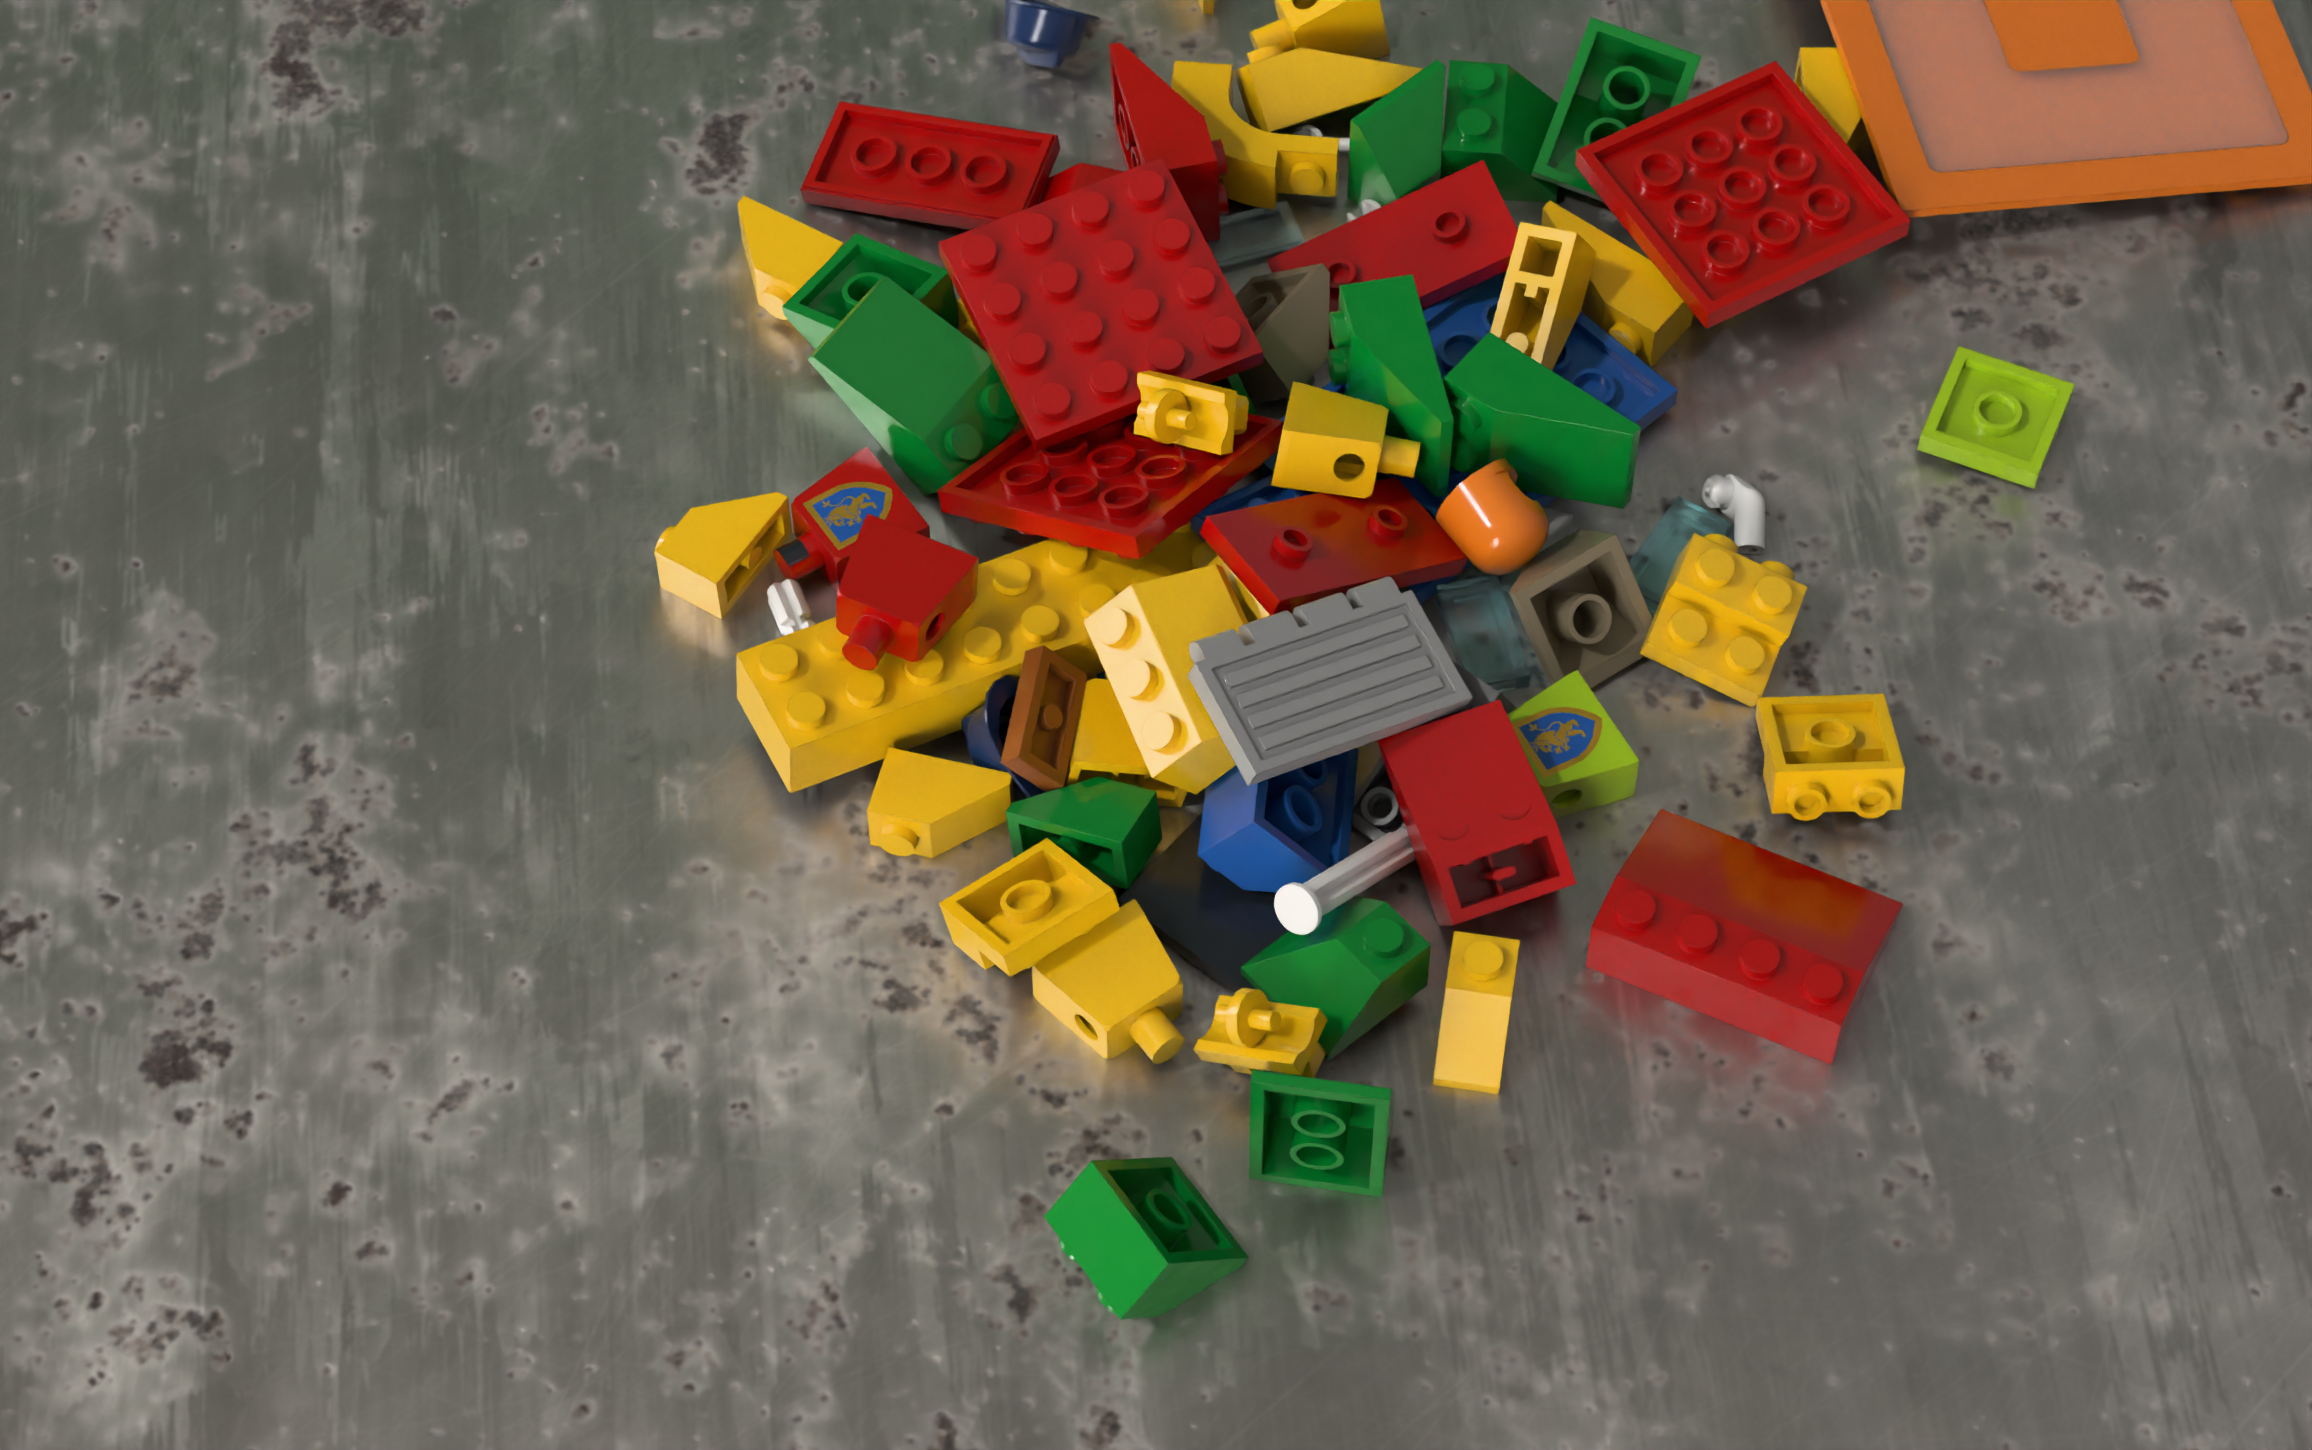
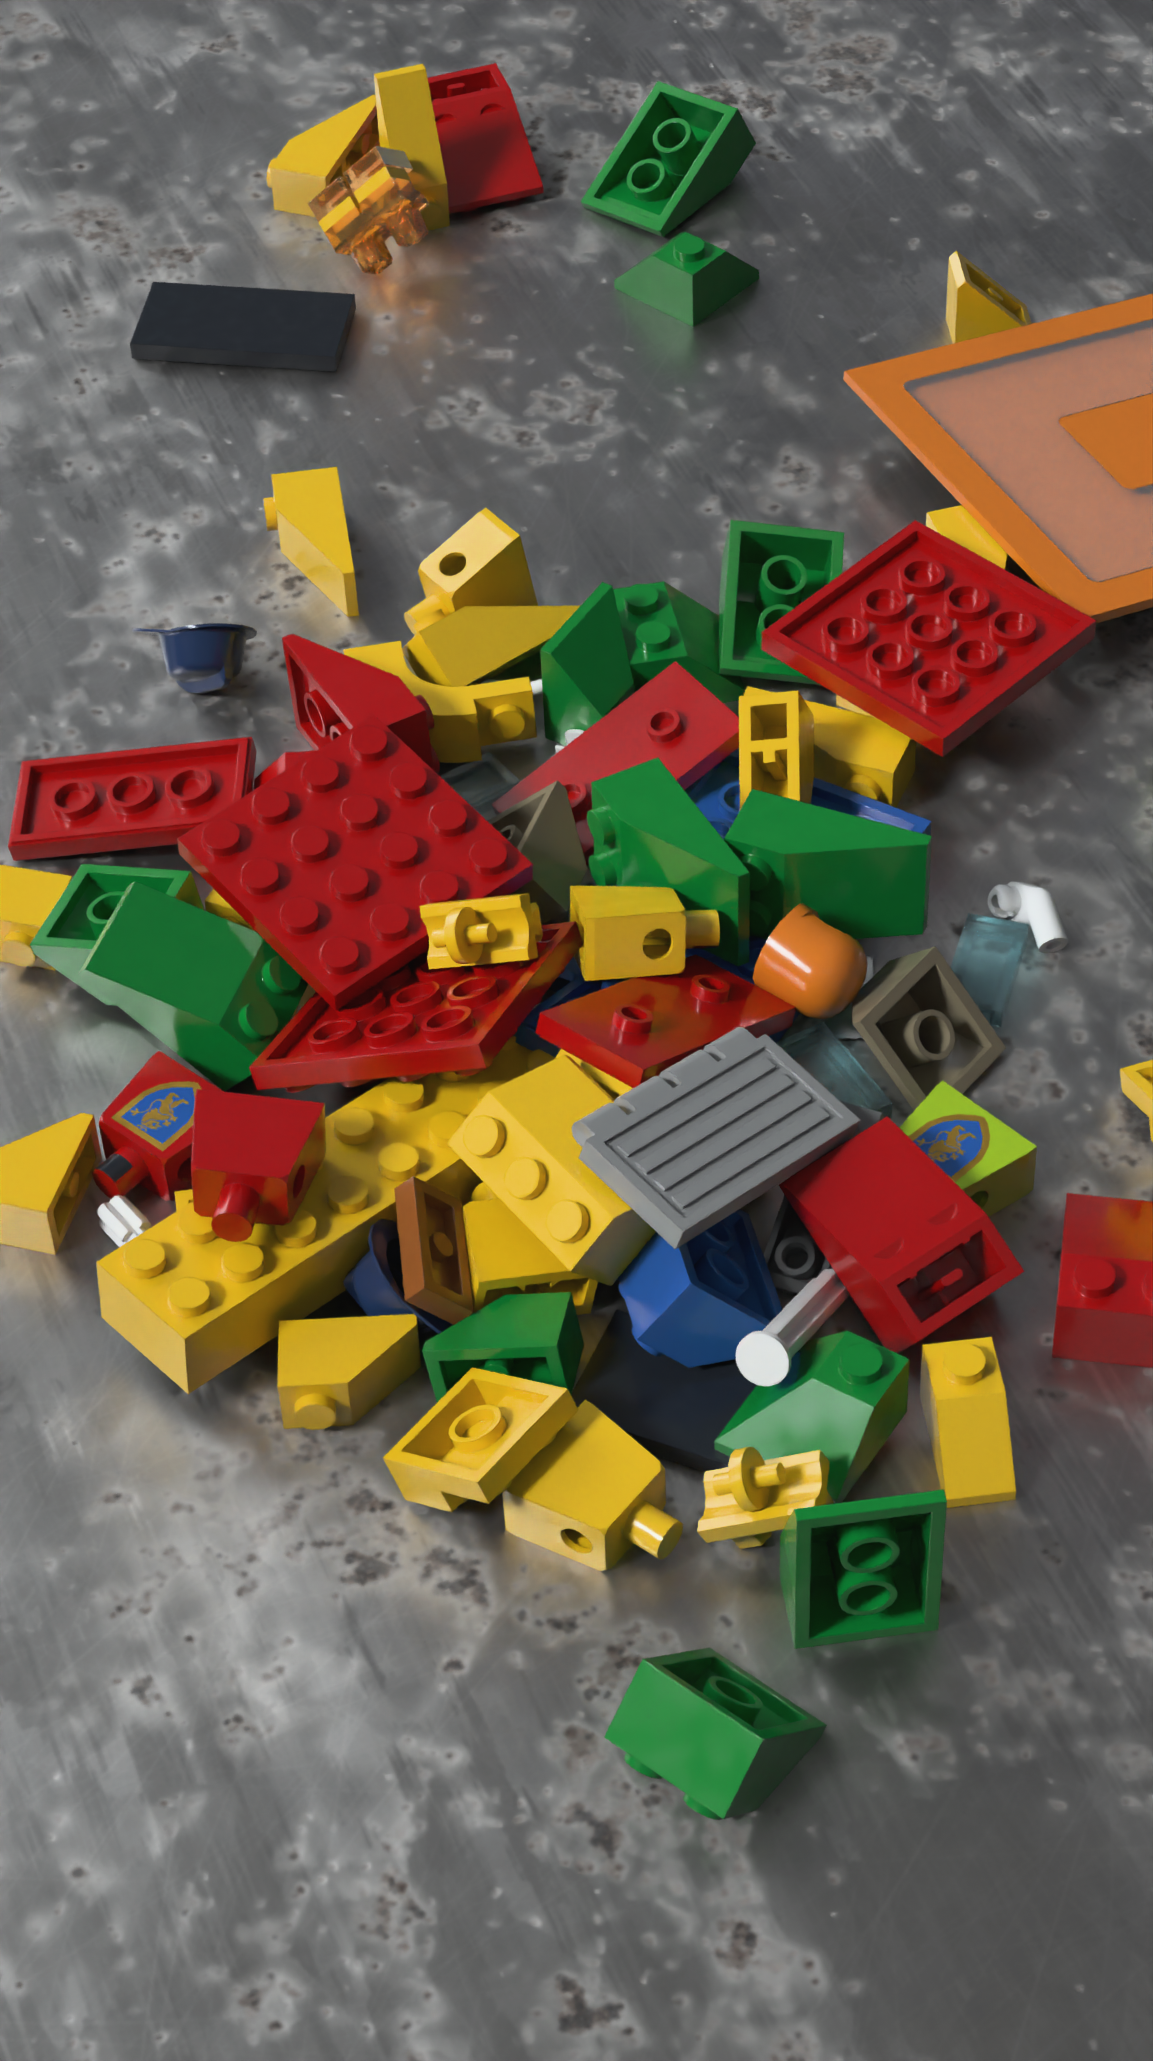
camera: 15 degrees left, 10 degrees down
(1724, 617) = (1059, 1005): yellow plate -> none

